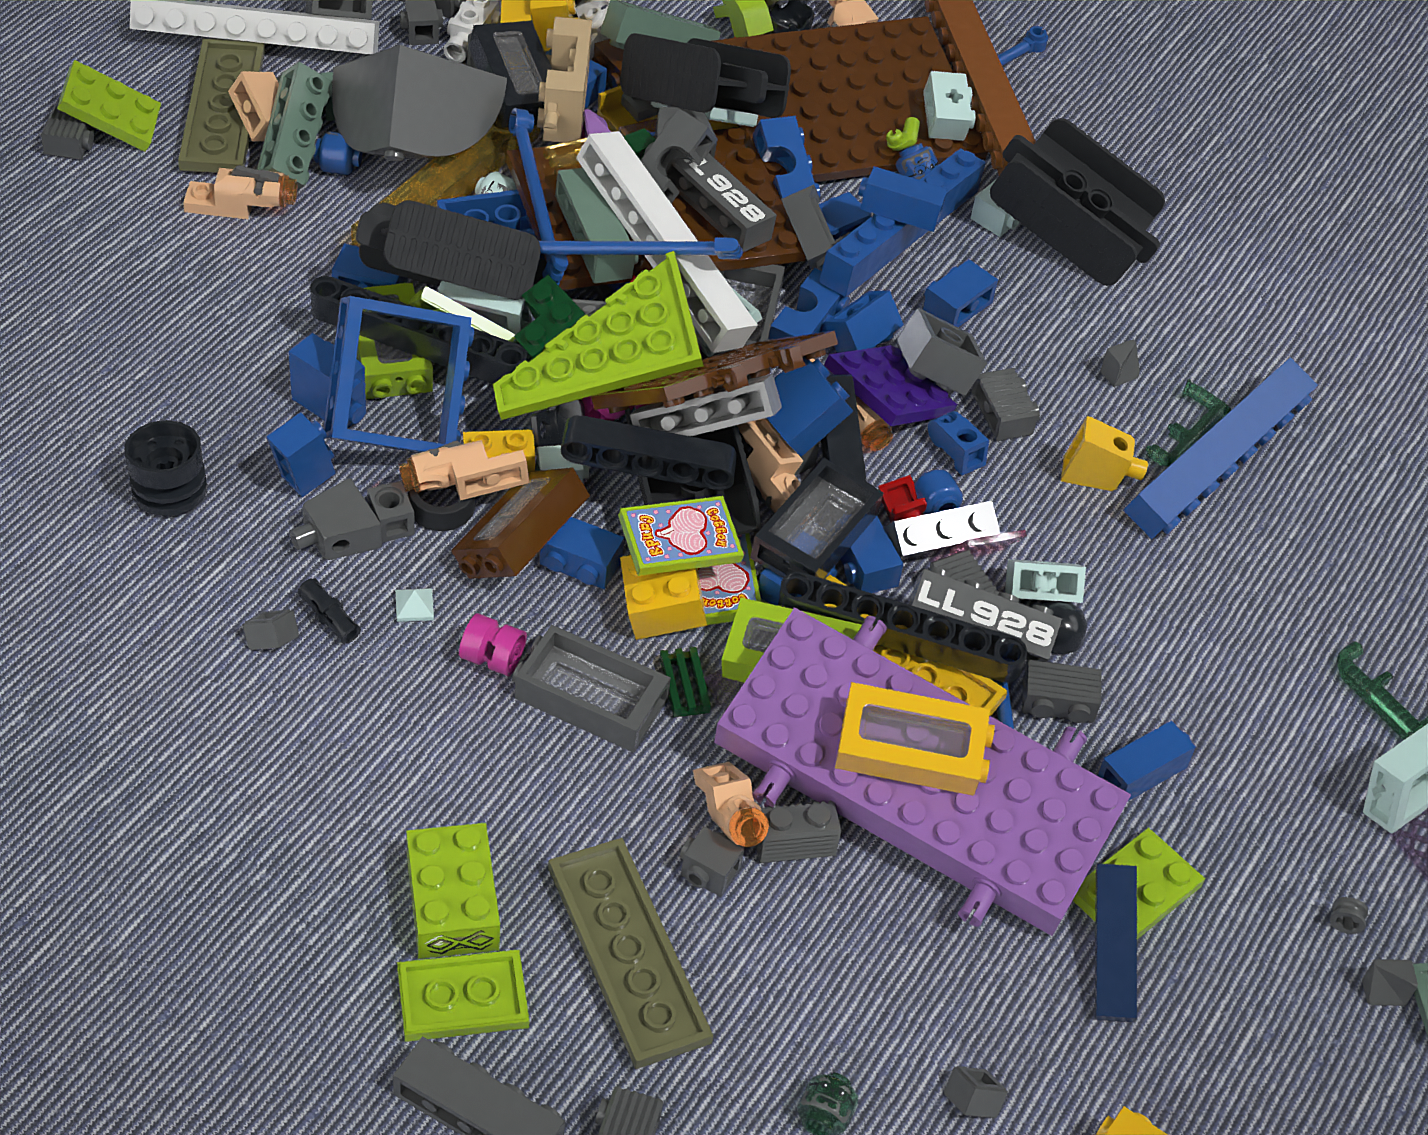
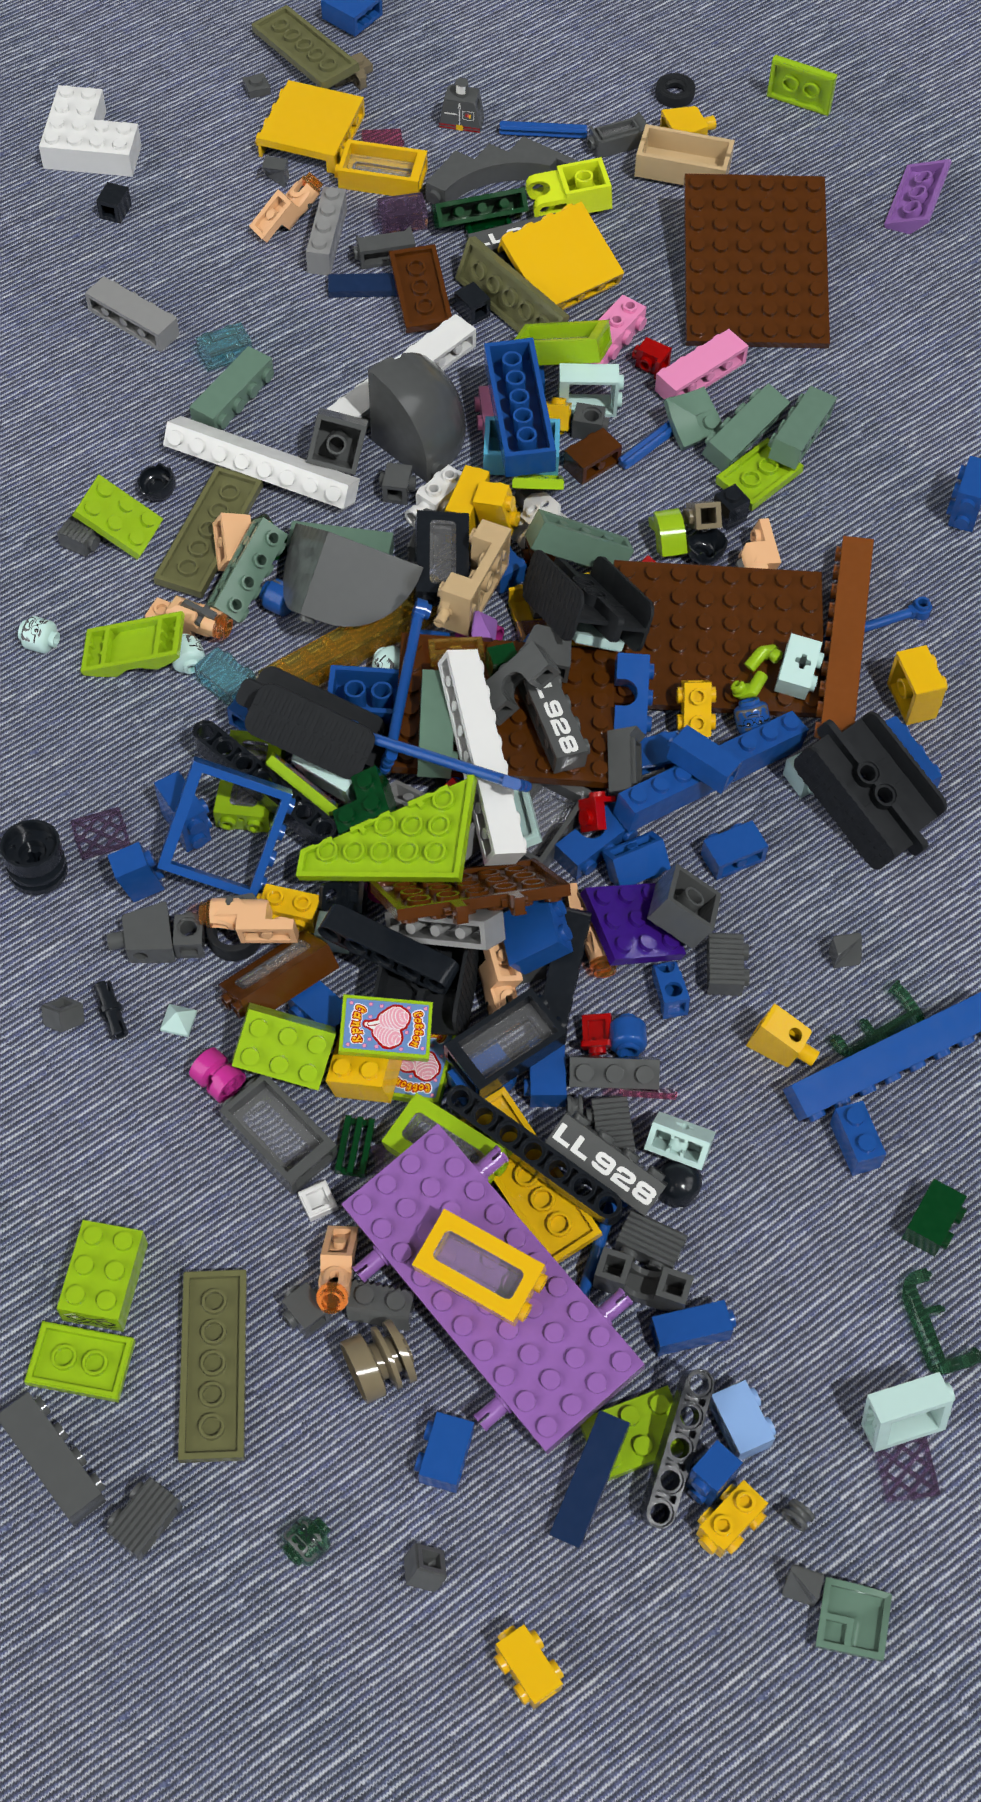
camera: 25 degrees right, 10 degrees up
(61, 244) = (38, 634): none -> light aqua head
(138, 67) = (156, 482): none -> black hair
(186, 231) = (133, 645): none -> lime slope
(238, 451) = (98, 817): none -> clear purple window
(253, 229) = (190, 654): none -> light aqua head
(309, 243) = (222, 675): none -> clear light blue brick
(565, 588) = (284, 1046): none -> lime brick
(668, 749) = (318, 1201): none -> white tile
(798, 284) = (592, 811): none -> red bracket
(826, 885) = (378, 1361): none -> dark tan wheel
(855, 159) = (696, 703): none -> yellow brick
(905, 101) = (763, 653): none -> lime arm
(909, 578) = (574, 1104): none -> dark grey bush
(942, 963) = (445, 1452): none -> blue brick
(1075, 95) = (917, 684): none -> yellow brick
(1106, 726) = (661, 1290): none -> dark grey arch
(1188, 894) = (665, 1459): none -> black beam
(1225, 534) = (857, 1138): none -> blue brick
(1244, 839) = (741, 1420): none -> light blue brick
(1247, 894) = (713, 1474): none -> blue brick
(1280, 948) = (722, 1528): none -> yellow brick
(1340, 591) = (934, 1218): none -> dark green brick

